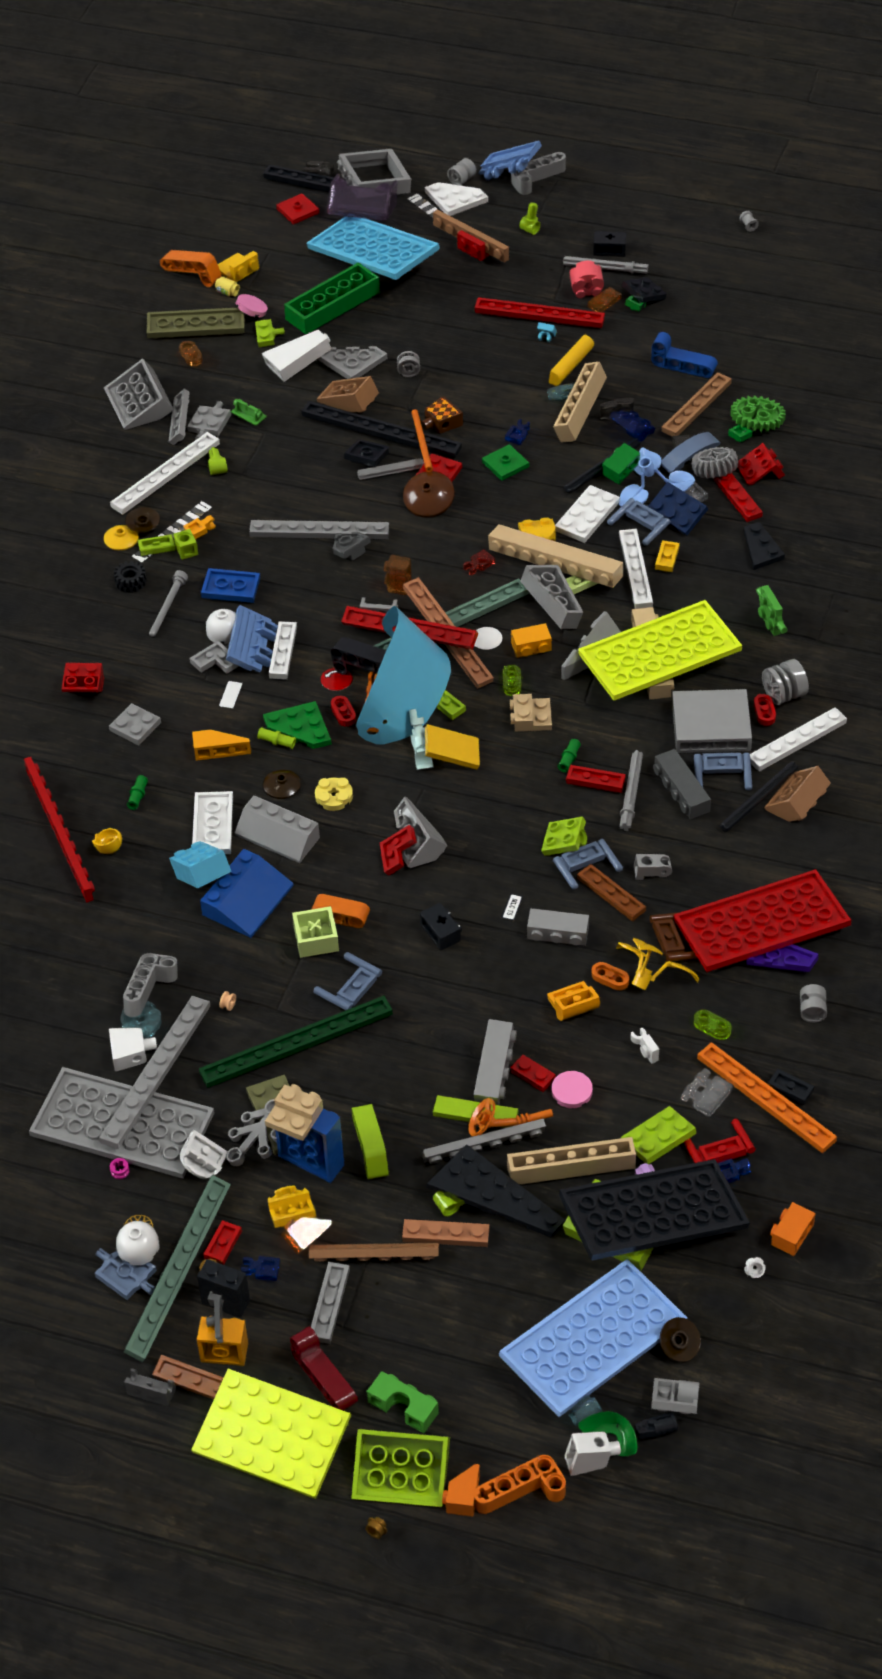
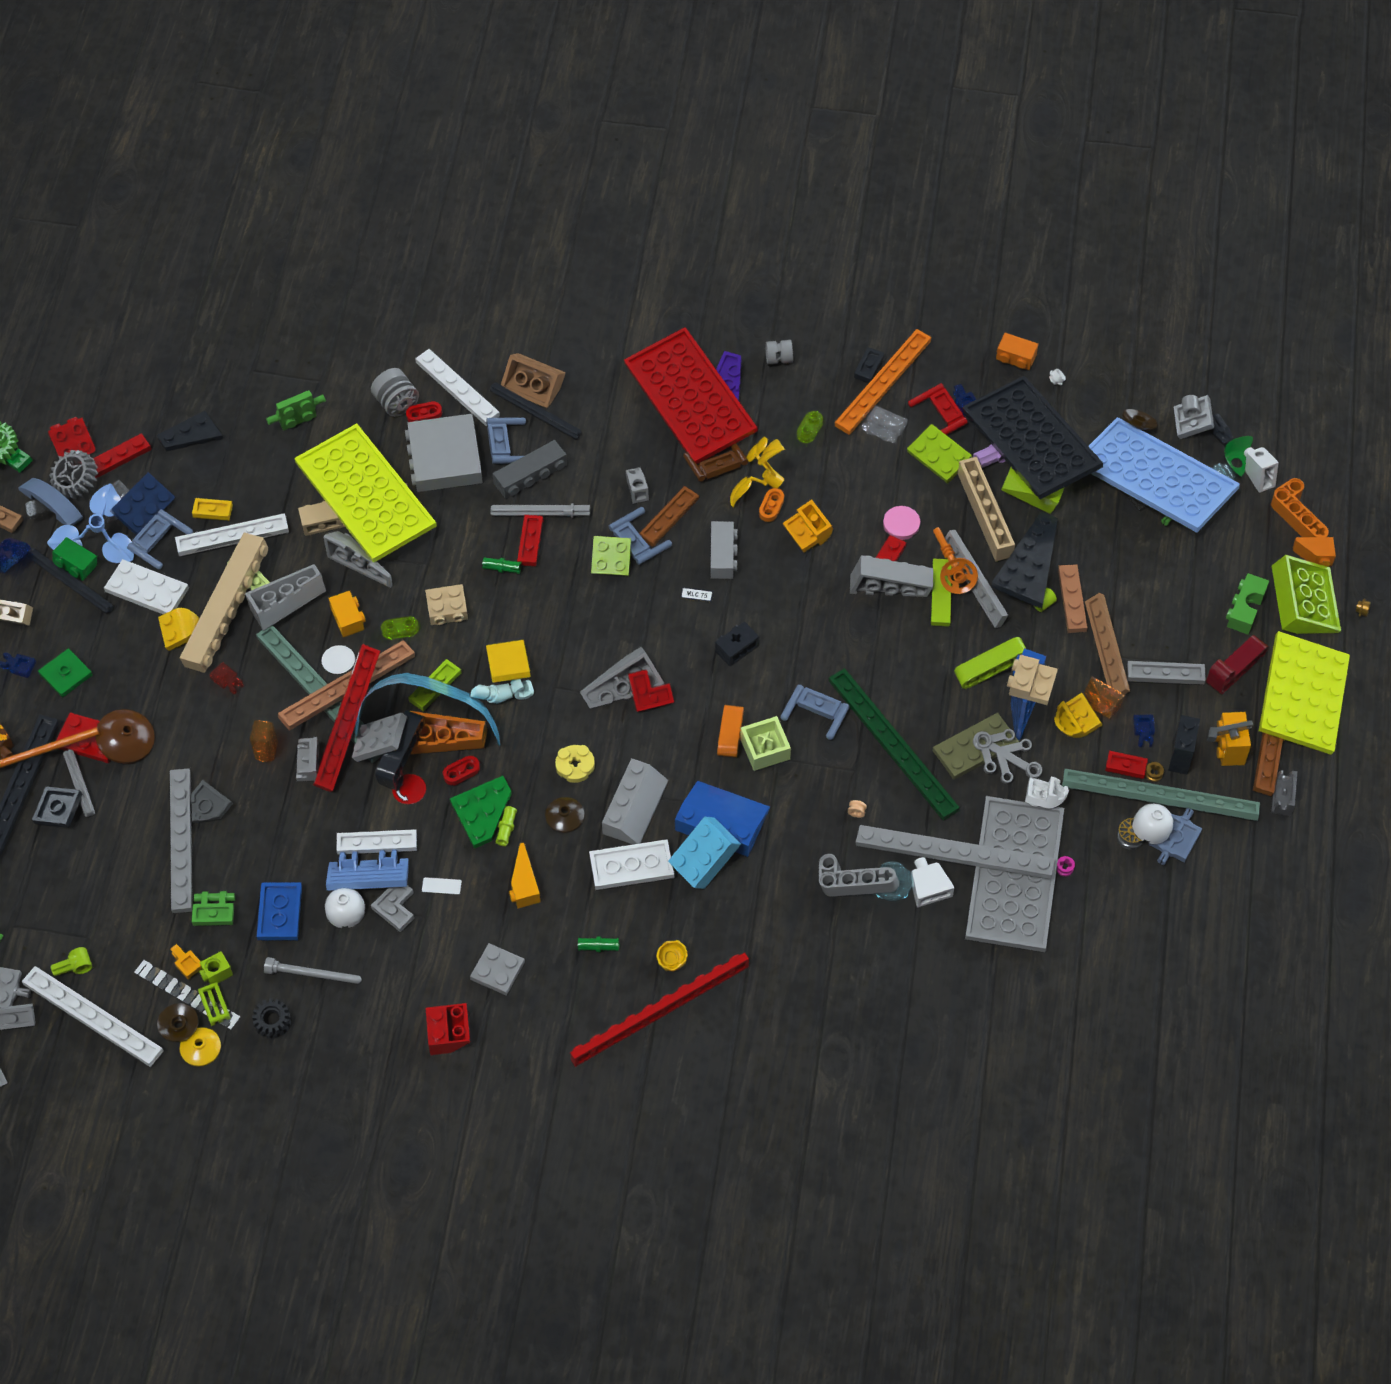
camera: 100 degrees left, 10 degrees up
(240, 547) = (213, 914): none -> bright green plate
(373, 639) = (379, 737): none -> light grey plate
(648, 1046) = (847, 468): white plate -> none

